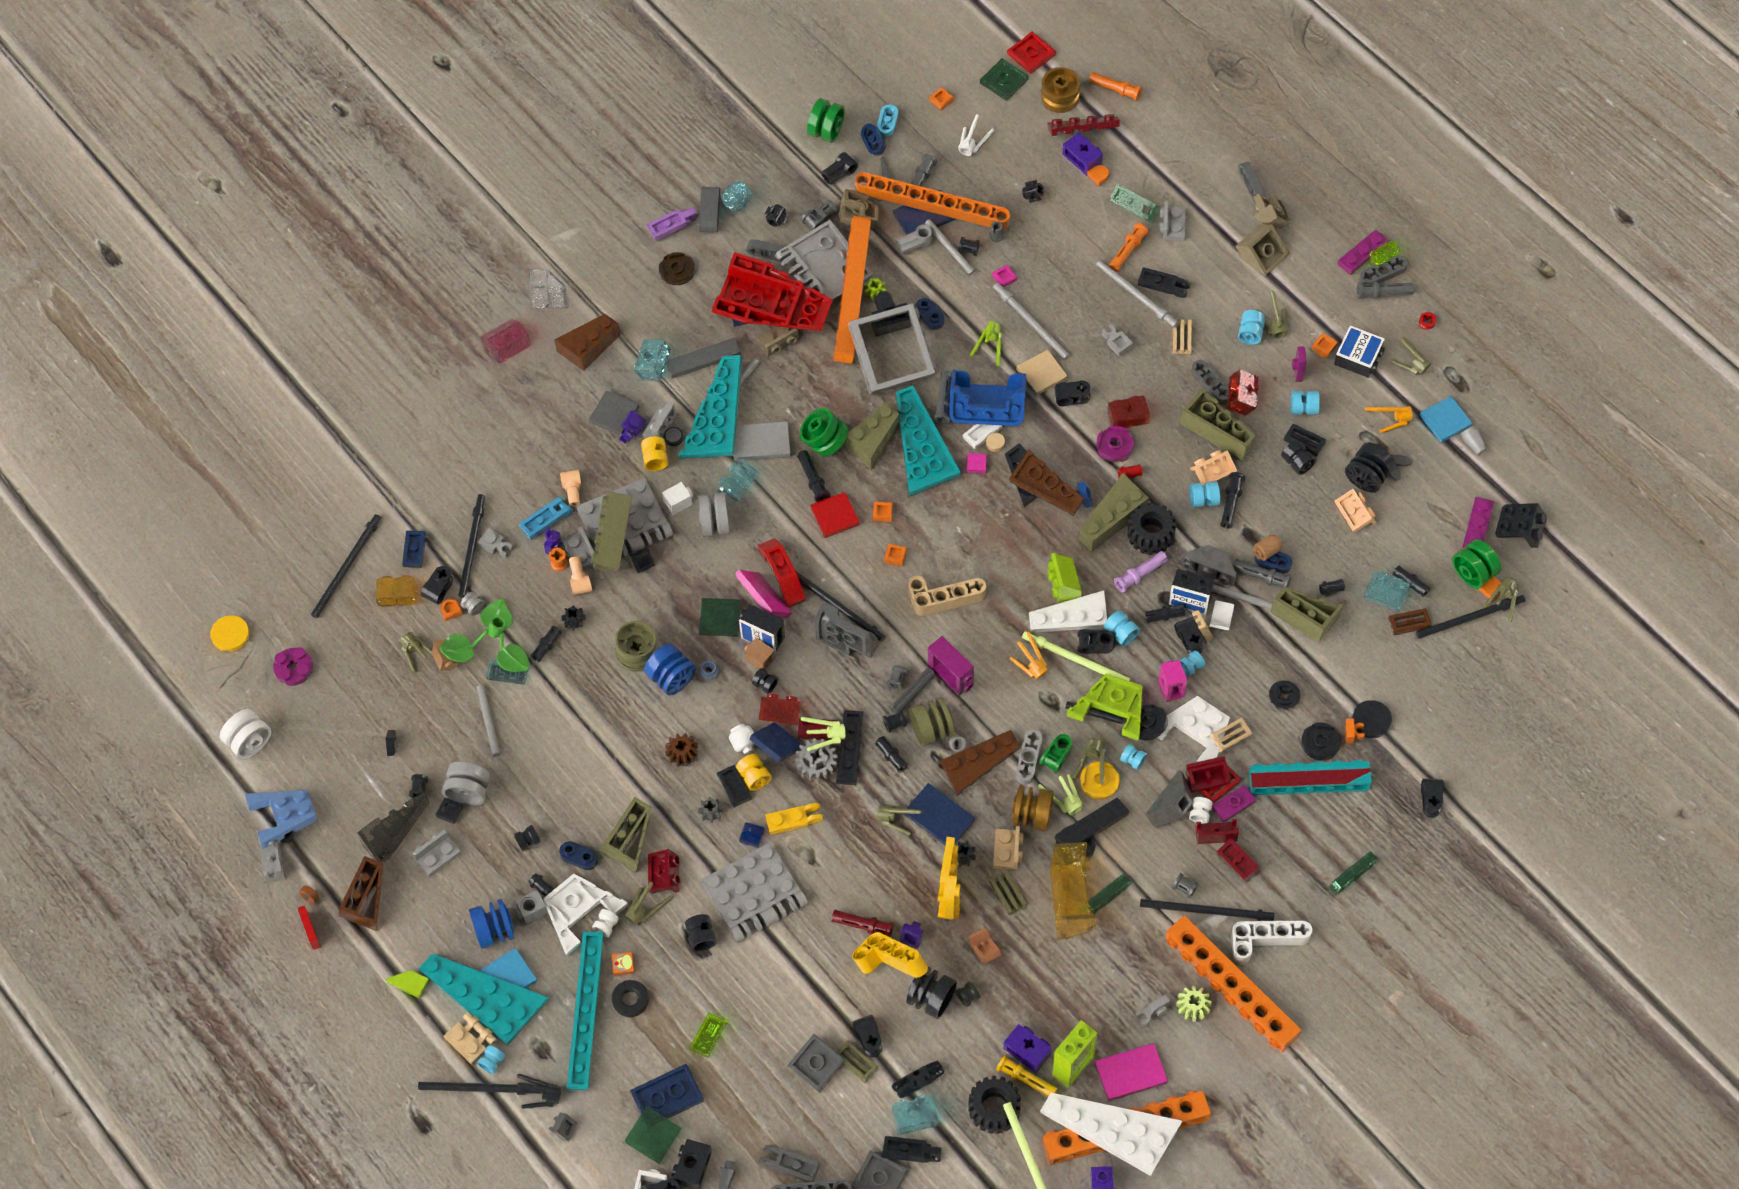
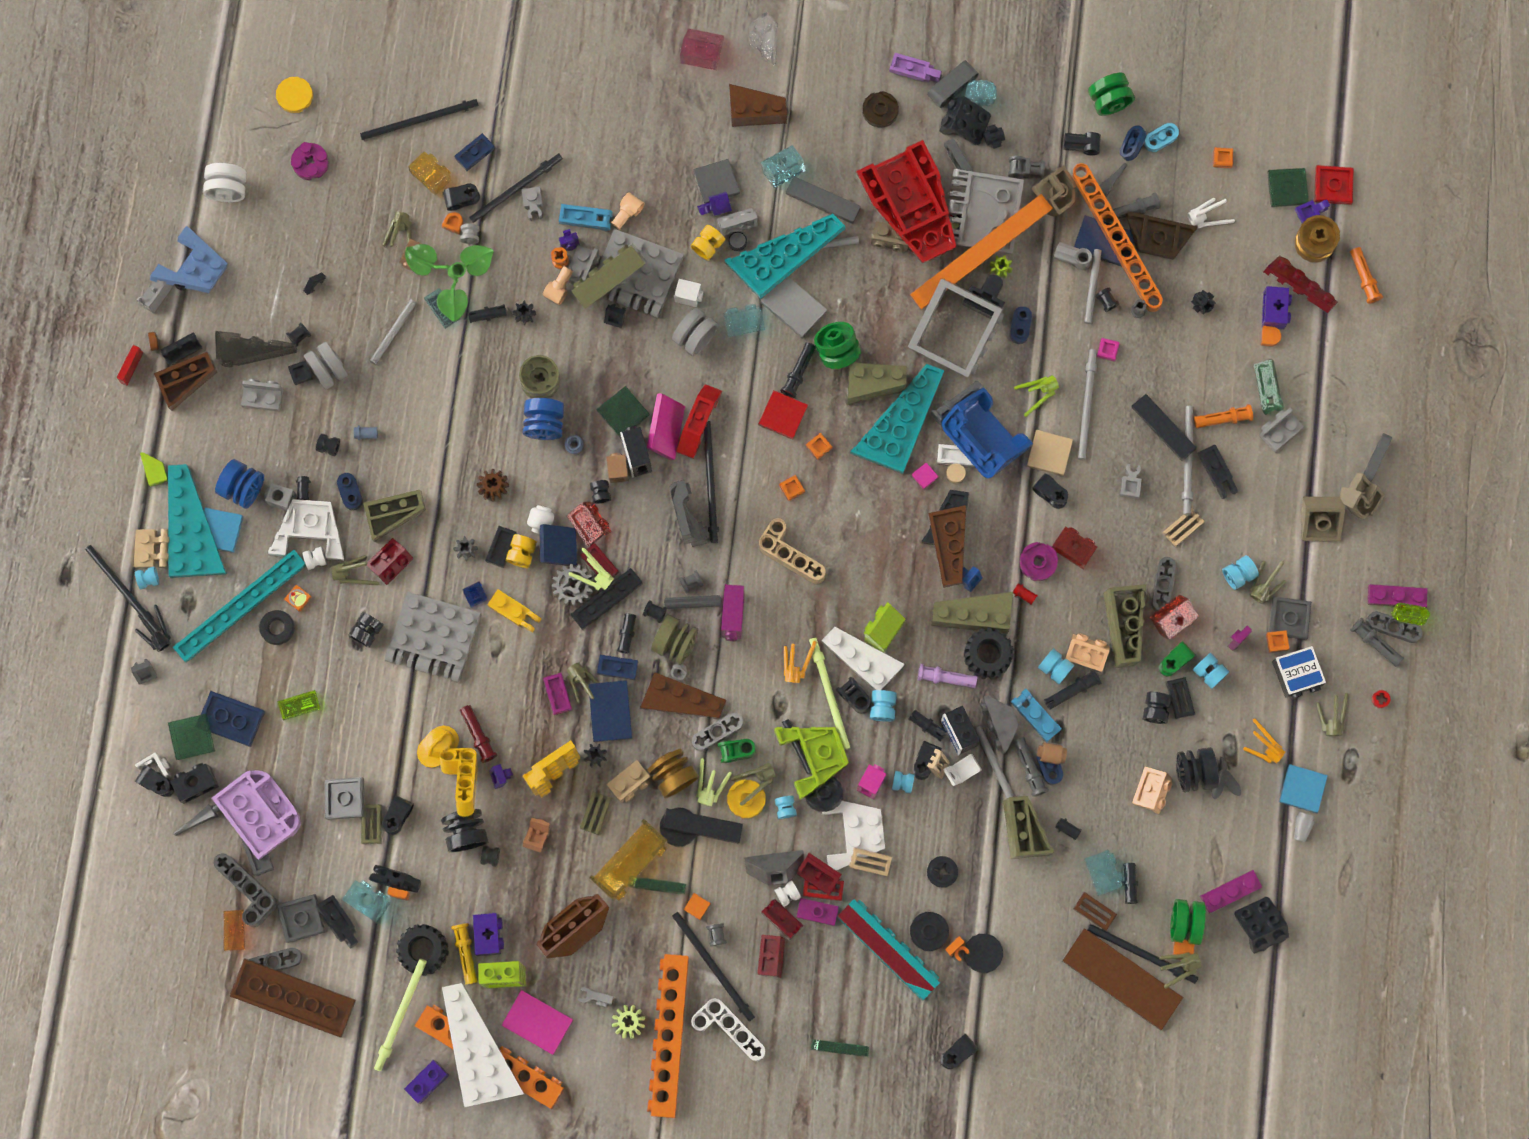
camera: 45 degrees right, 15 degrees up
(336, 880) = (181, 348): none -> black hinge
(545, 805) = (365, 432): none -> sand blue pin
(743, 221) = (965, 119): none -> black bracket
(764, 1134) = (258, 811): none -> lavender plate
(840, 964) = (436, 741): none -> yellow piece
(889, 841) = (557, 694): none -> magenta plate
(911, 782) = (617, 667): none -> dark blue plate
(932, 1085) = (397, 893): none -> orange tile
(956, 178) = (1158, 235): none -> dark brown wing
(1034, 79) = (1310, 209): none -> dark purple plate
(1082, 977) = (573, 927): none -> reddish brown wedge
(1097, 287) = (1163, 427): none -> black tile
(1149, 882) = (697, 906): none -> orange tile
(1227, 539) = (1036, 715): none -> dark azure plate
(1274, 417) = (1177, 658): none -> green piece
(1312, 324) = (1291, 616): none -> dark grey tile
(1477, 645) = (1122, 979): none -> reddish brown tile

